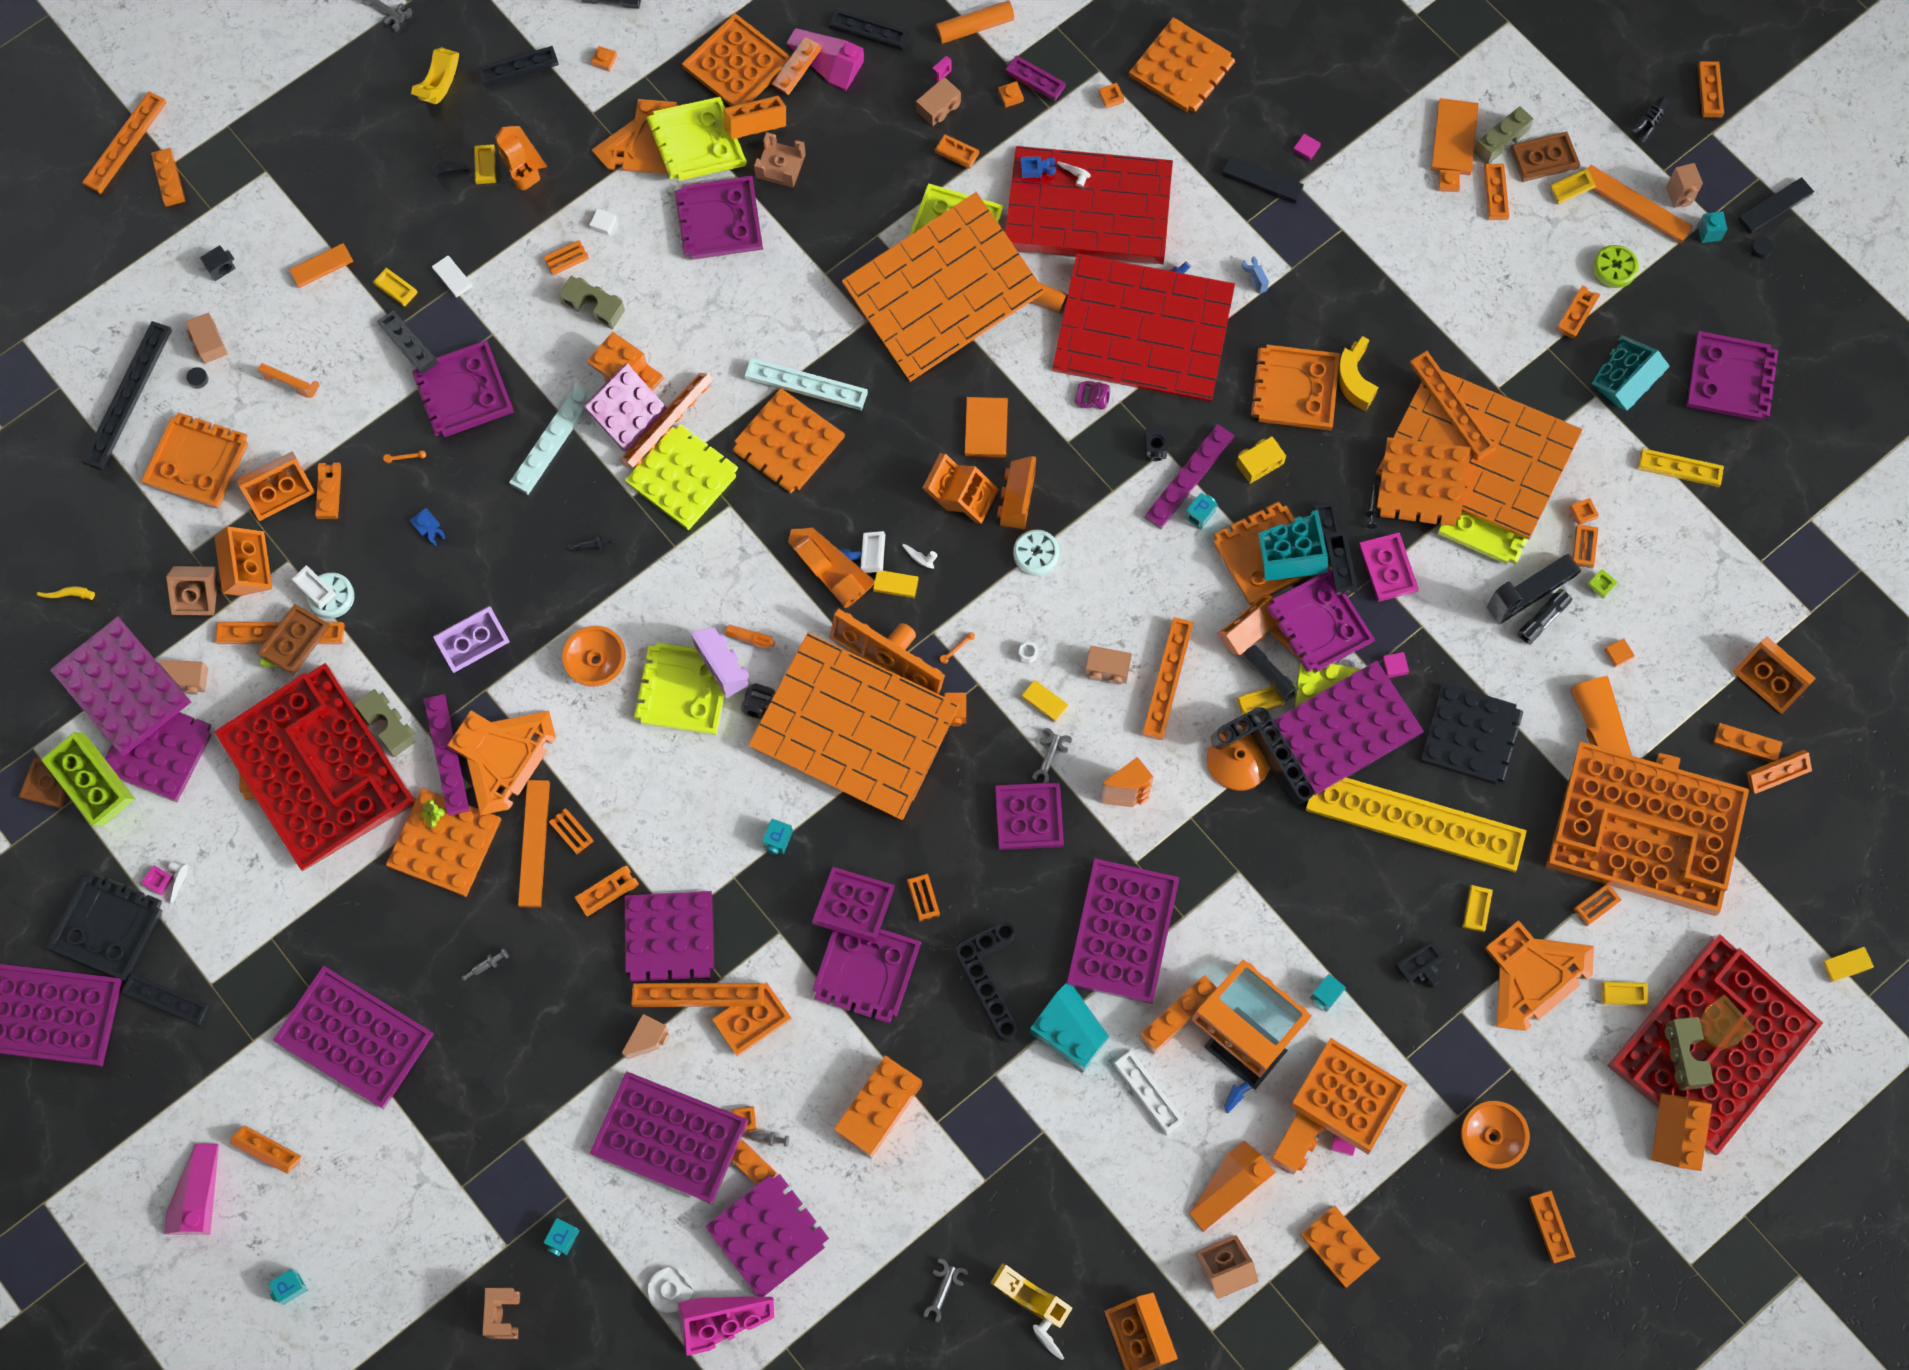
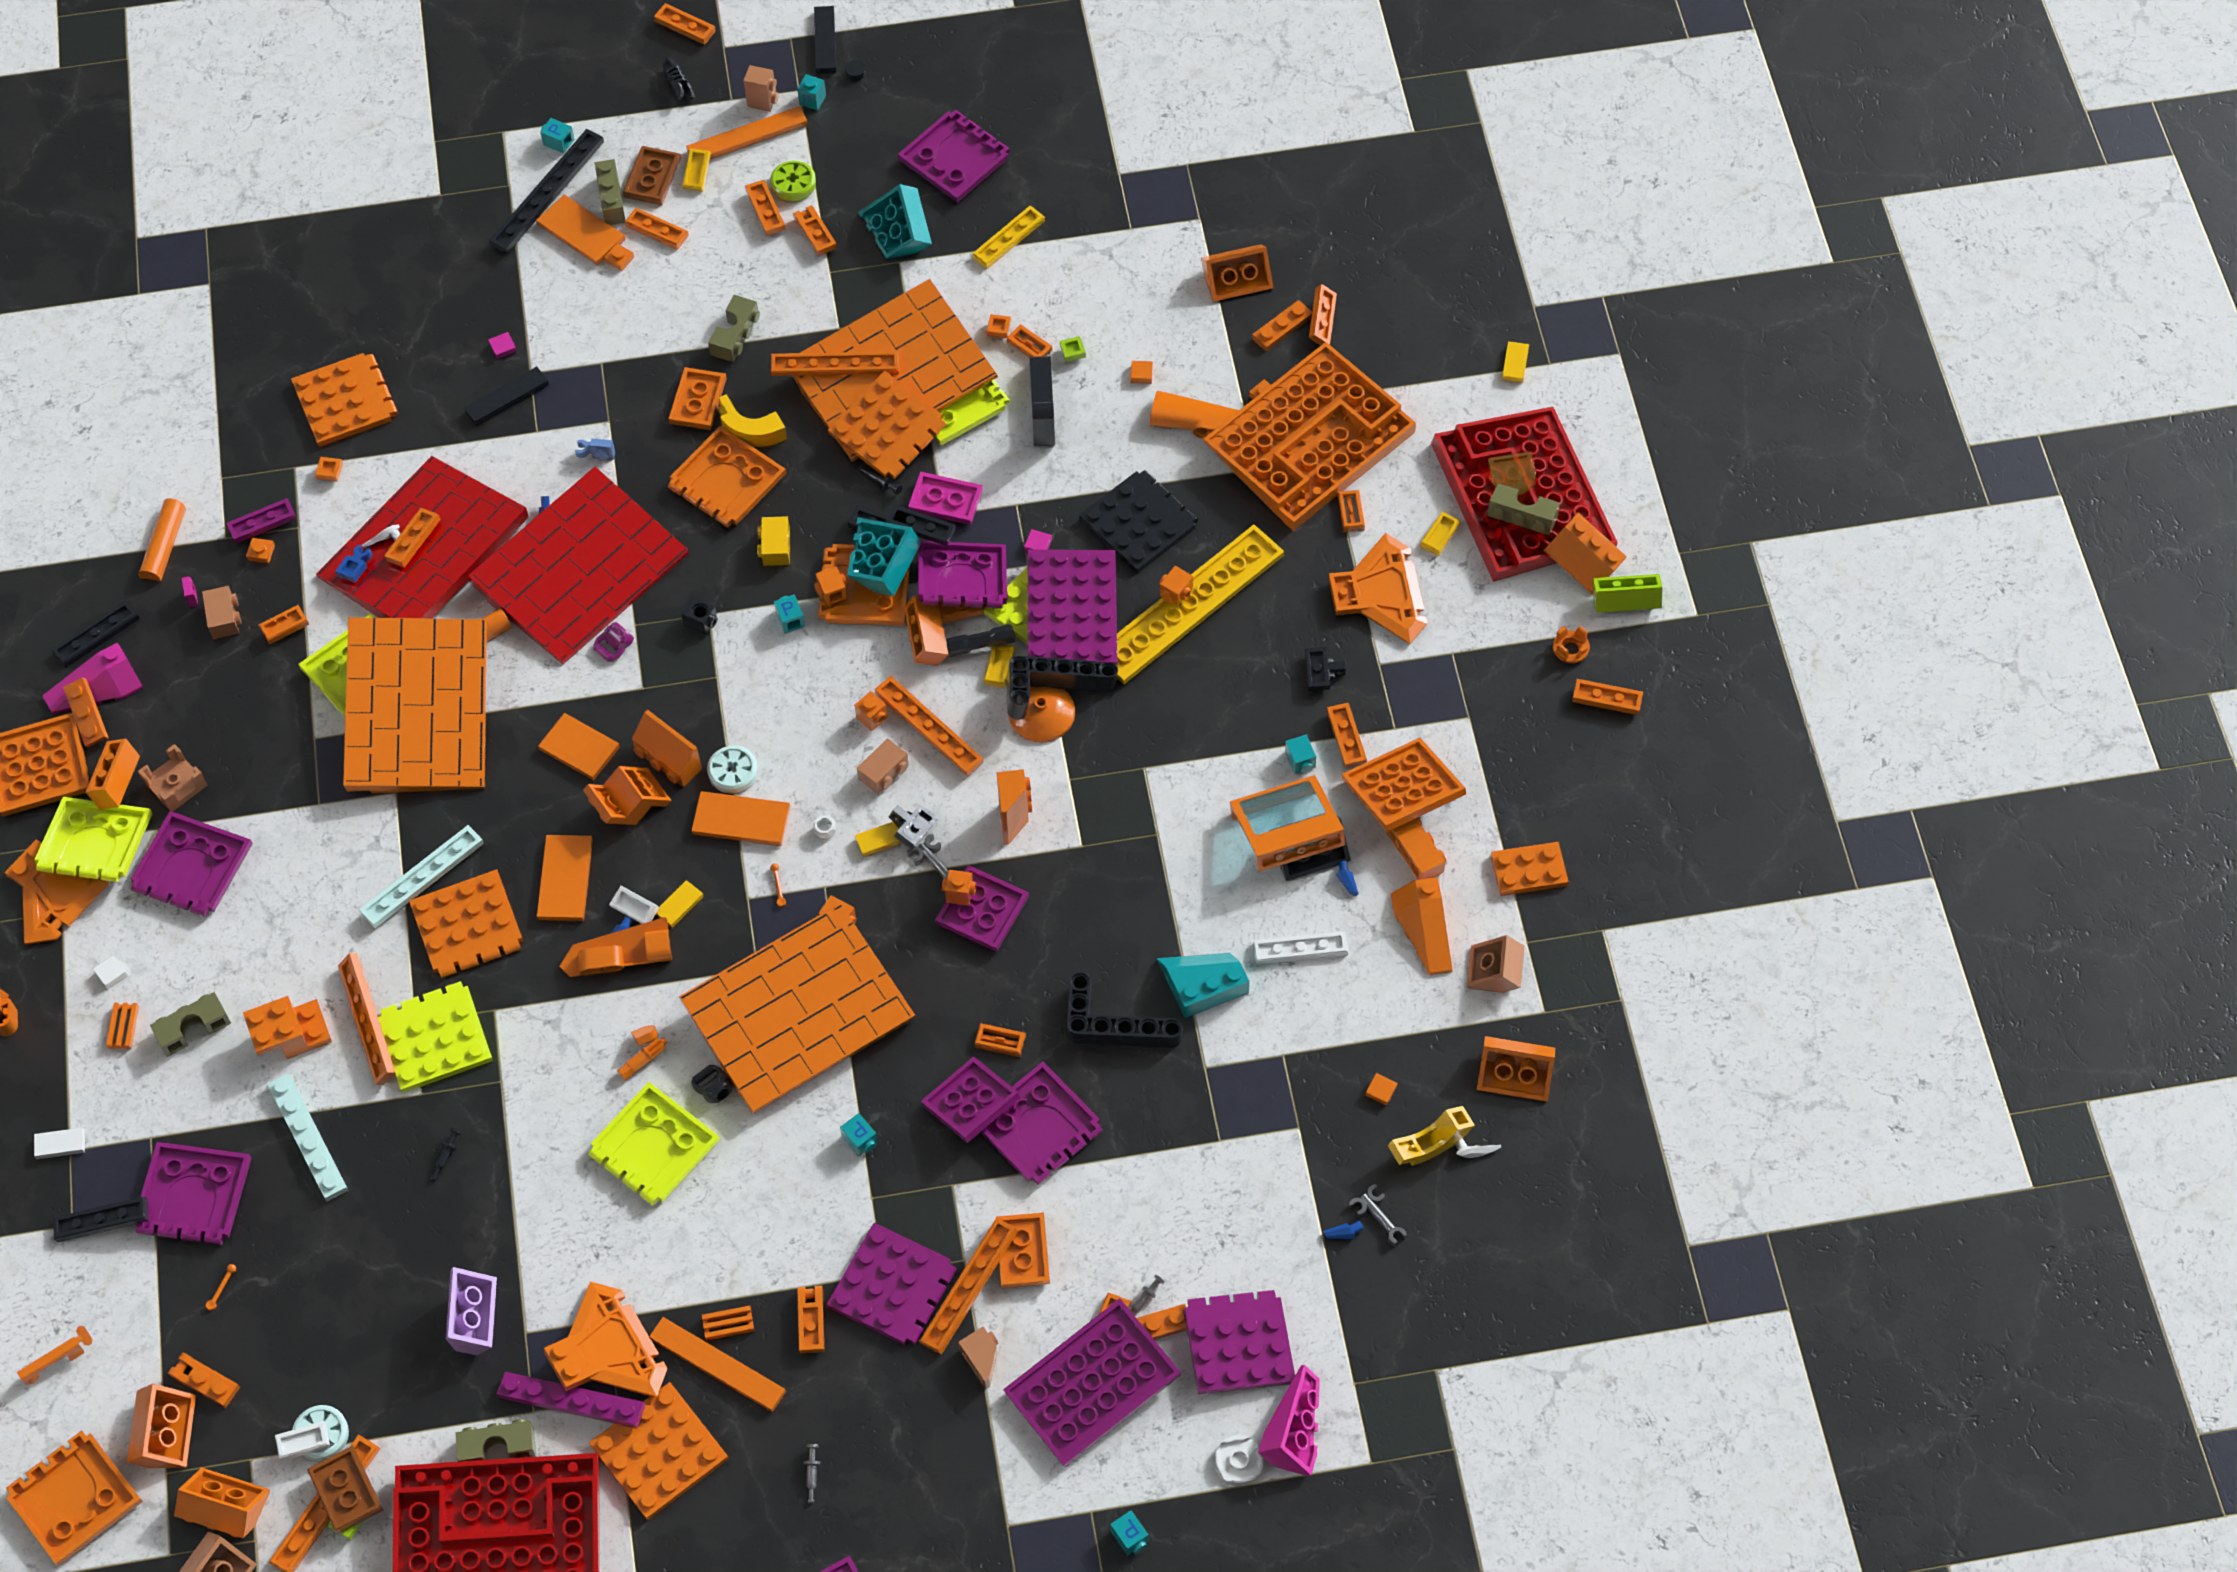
camera: 60 degrees left, 10 degrees down
(395, 287) = (28, 1204): yellow tile -> none
(426, 525) = (310, 1301): blue plate -> none
(431, 813) = (626, 1440): lime plant -> none
(588, 645) = (565, 1192): orange dish -> none
(625, 407) = (328, 1045): plate -> none
(720, 660) = (653, 1091): lavender slope -> none
(769, 626) = (644, 1034): none -> orange tile
(868, 486) = (565, 878): none -> orange tile
(878, 1106) = (1176, 1179): orange brick -> none
(885, 652) = (741, 940): orange plate -> none
(912, 1268) = (1344, 1231): none -> blue bar
(920, 558) = (668, 870): white bar -> none
(997, 585) = (741, 818): none -> orange tile
(1030, 787) = (959, 887): none -> orange brick
(1057, 1230) = (1381, 1089): none -> orange tile
(1068, 718) = (912, 825): none -> hinge
(1085, 192) = (412, 537): none -> orange plate
(1123, 931) = (1140, 888): magenta plate -> none
(1151, 626) = (871, 711): none -> orange brick
(1177, 1015) = (1246, 882): orange brick -> none
(1189, 476) = (748, 607): magenta plate -> none
(1243, 526) = (831, 585): none -> orange brick
(1341, 1146) = (1440, 817): dark pink tile -> none
(1353, 320) = (697, 398): none -> orange plate
(1370, 1021) = (1346, 735): none -> orange plate
(1419, 800) = (1176, 586): none -> orange brick
(1423, 312) = (729, 342): none -> olive arch
(1473, 88) = (546, 191): none -> black plate
(1477, 908) = (1297, 601): yellow tile -> none
(1508, 1127) = (1508, 682): orange dish -> none
(1530, 62) = (557, 135): none -> teal brick
(1535, 626) = (1076, 418): black axle -> none
(1573, 260) = (765, 207): none -> orange plate
(1592, 1160) = (1577, 637): none -> orange piece
(1666, 1190) = (1627, 593): none -> lime brick

